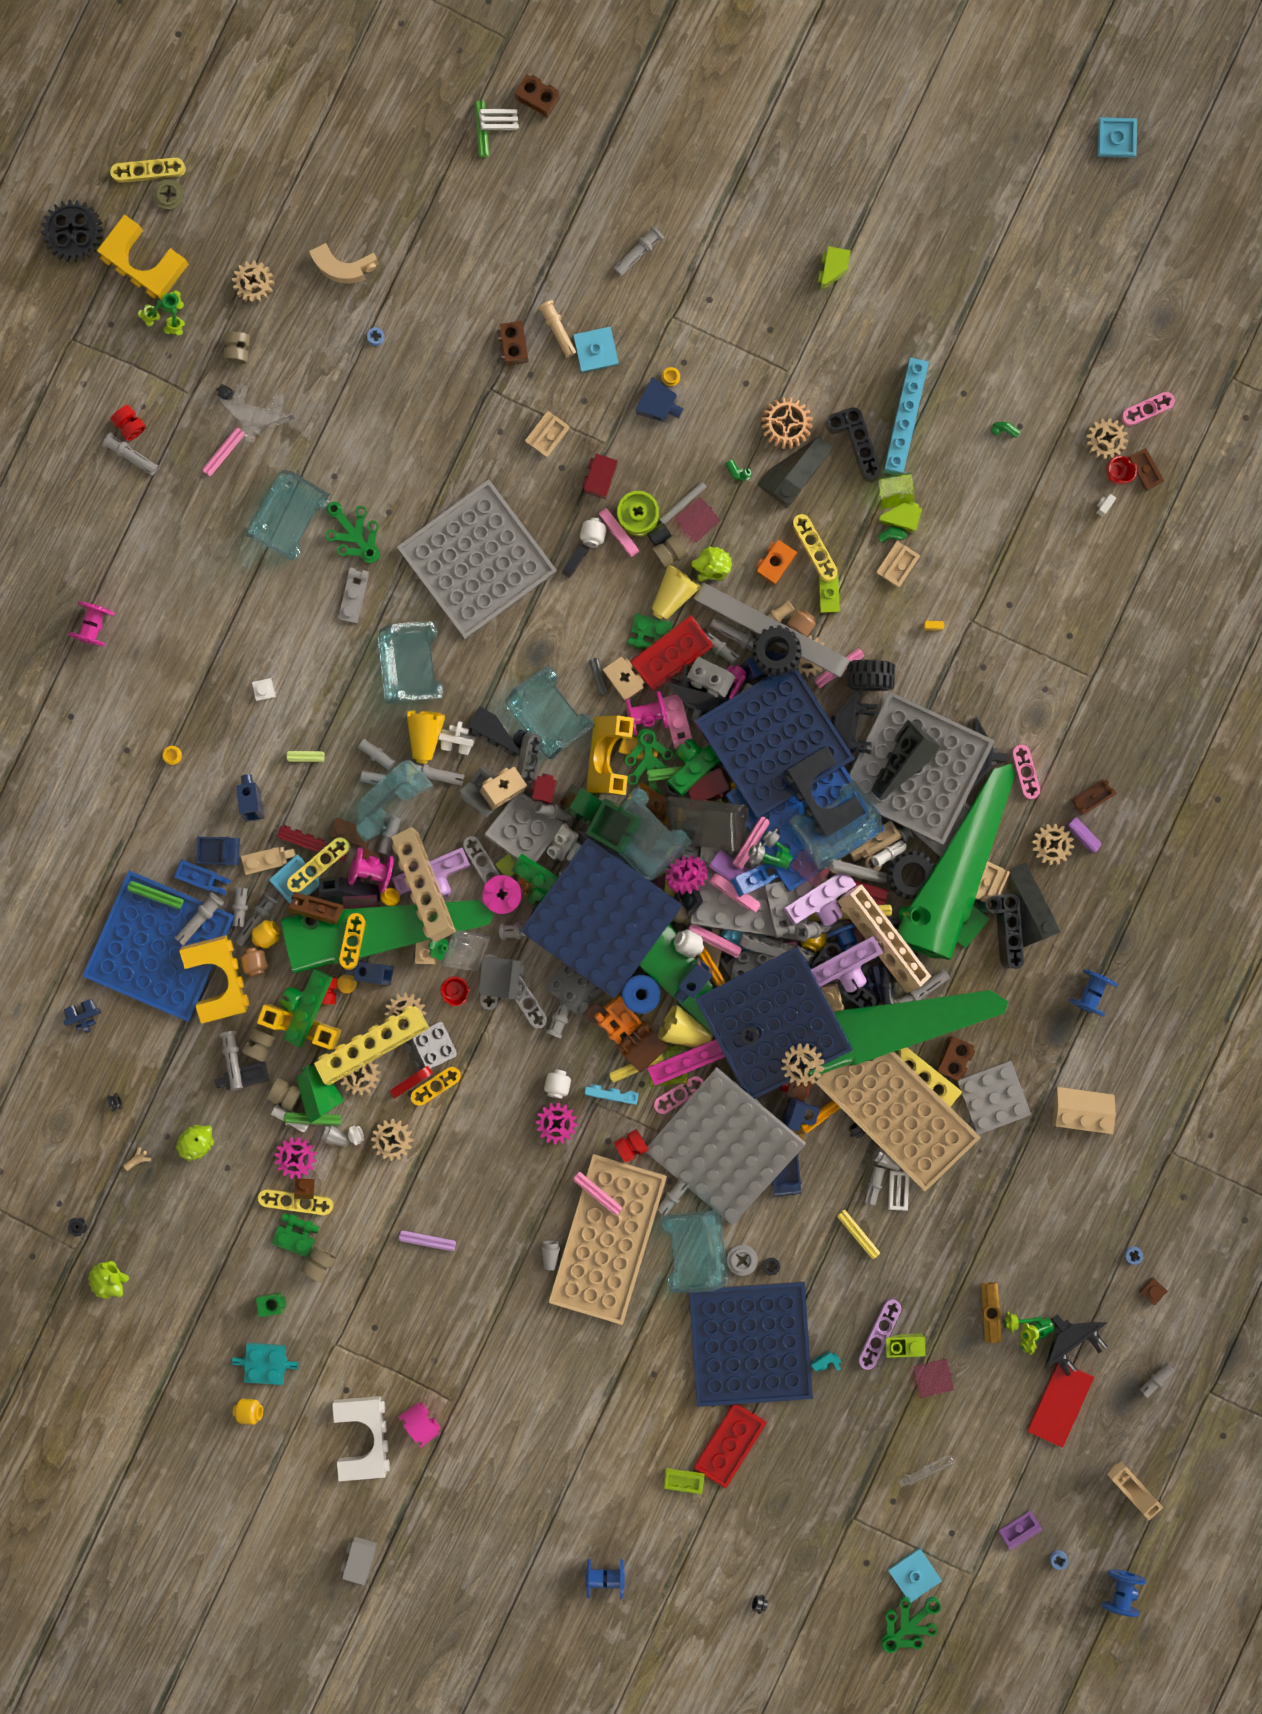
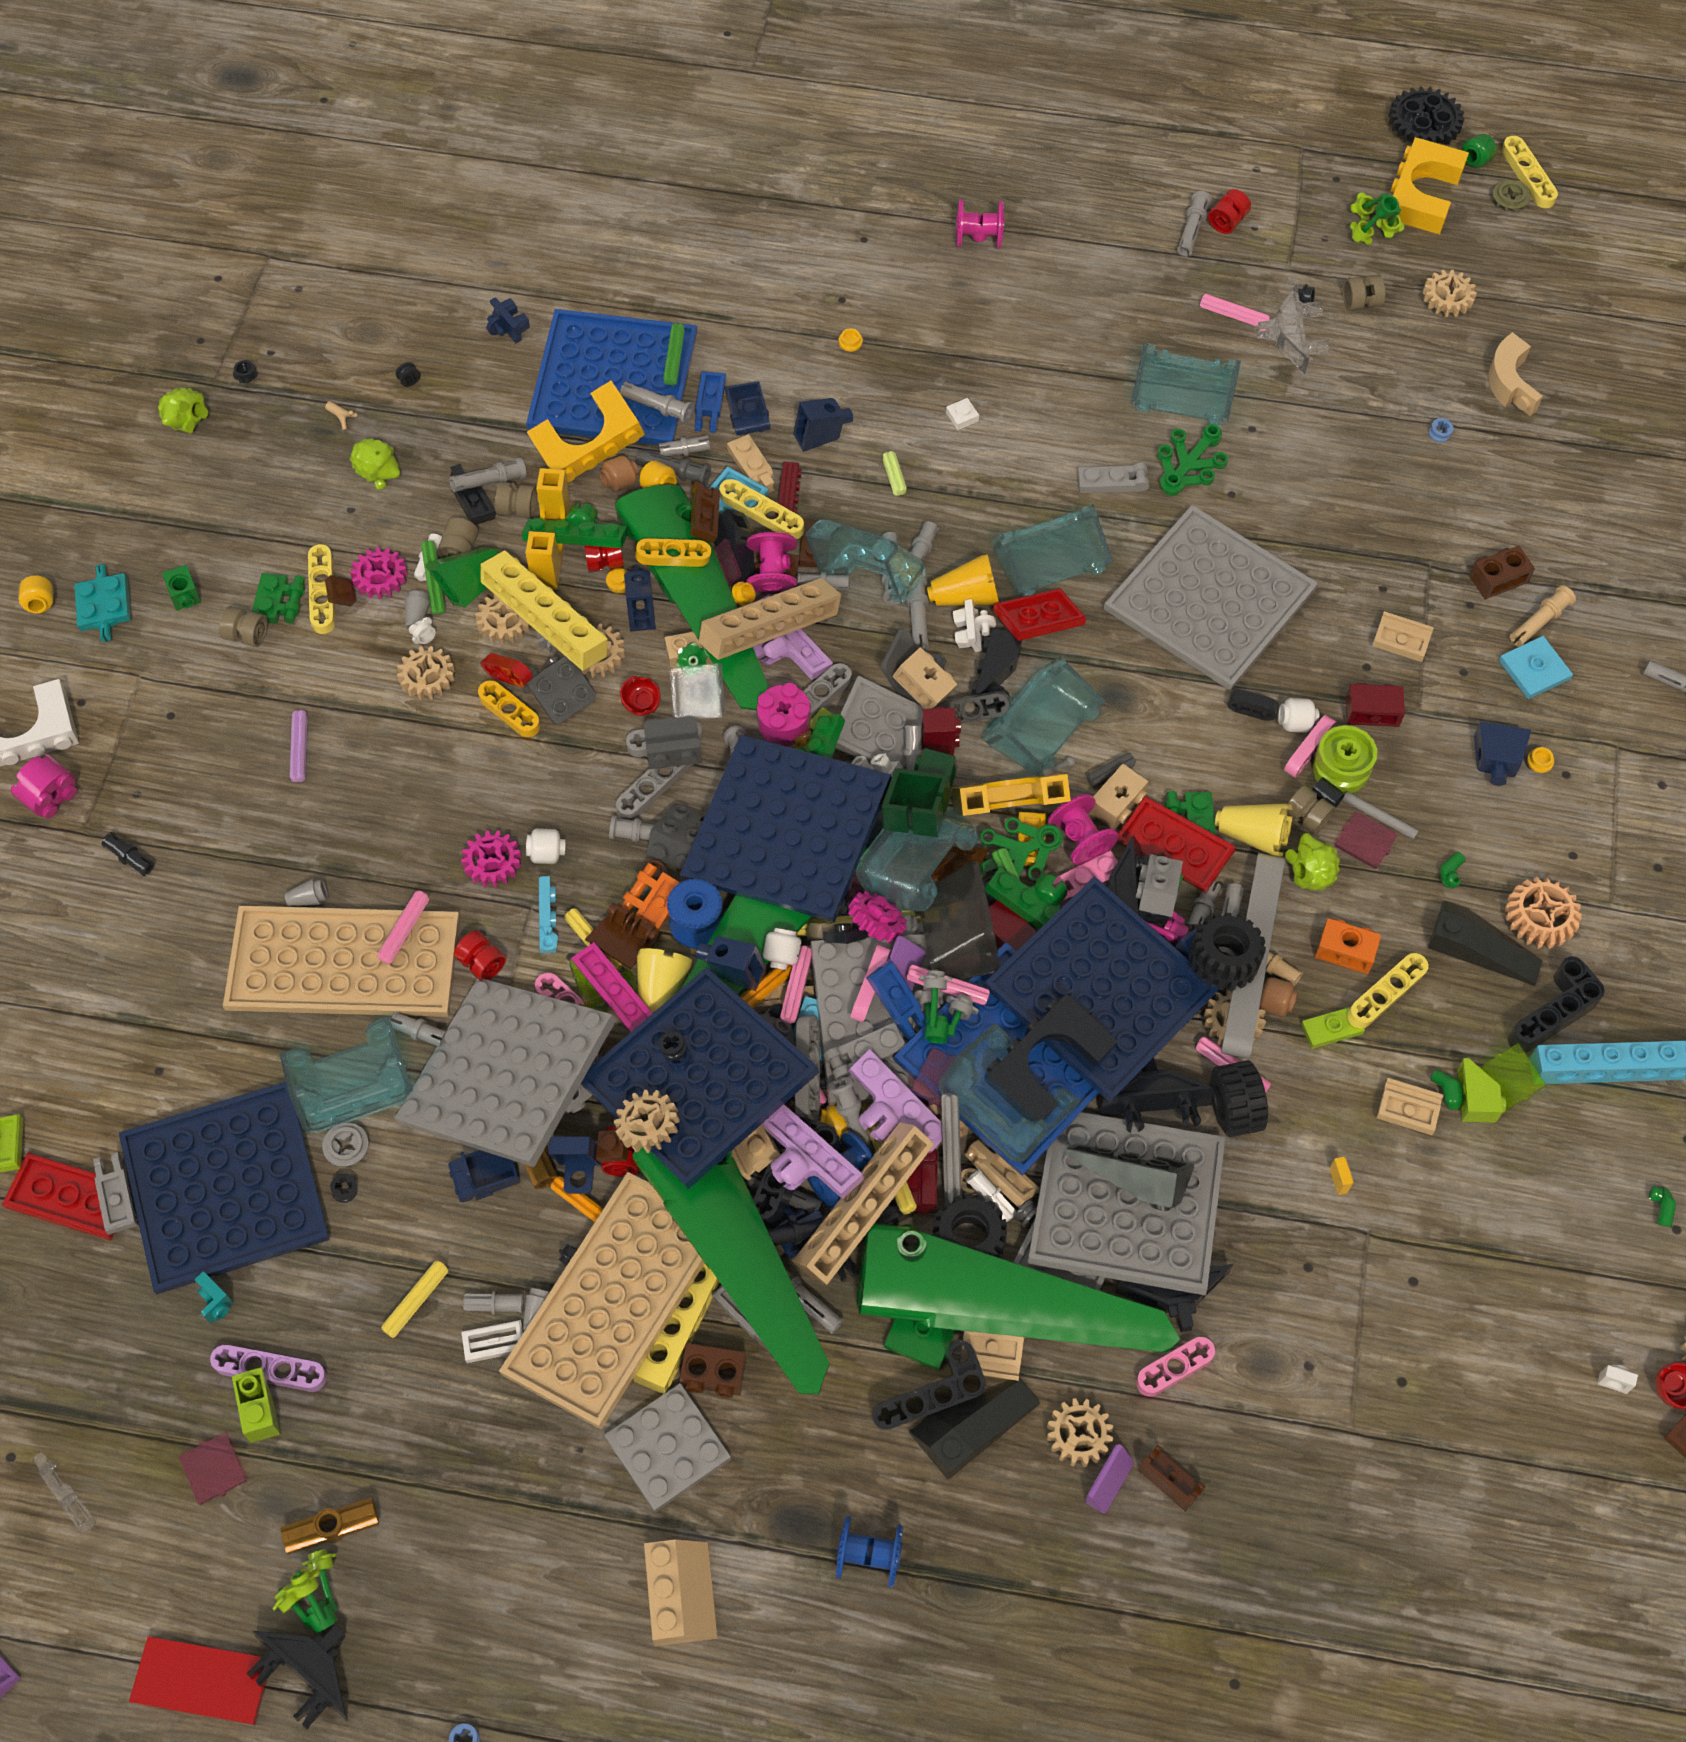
camera: 80 degrees right, 25 degrees down
(119, 203) = (1481, 150): none -> green head
(463, 688) = (1039, 614): none -> red tile
(485, 1373) = (127, 854): none -> black pin
(597, 723) = (1069, 762): none -> light grey hinge
(742, 1414) = (114, 1195): none -> light grey hinge

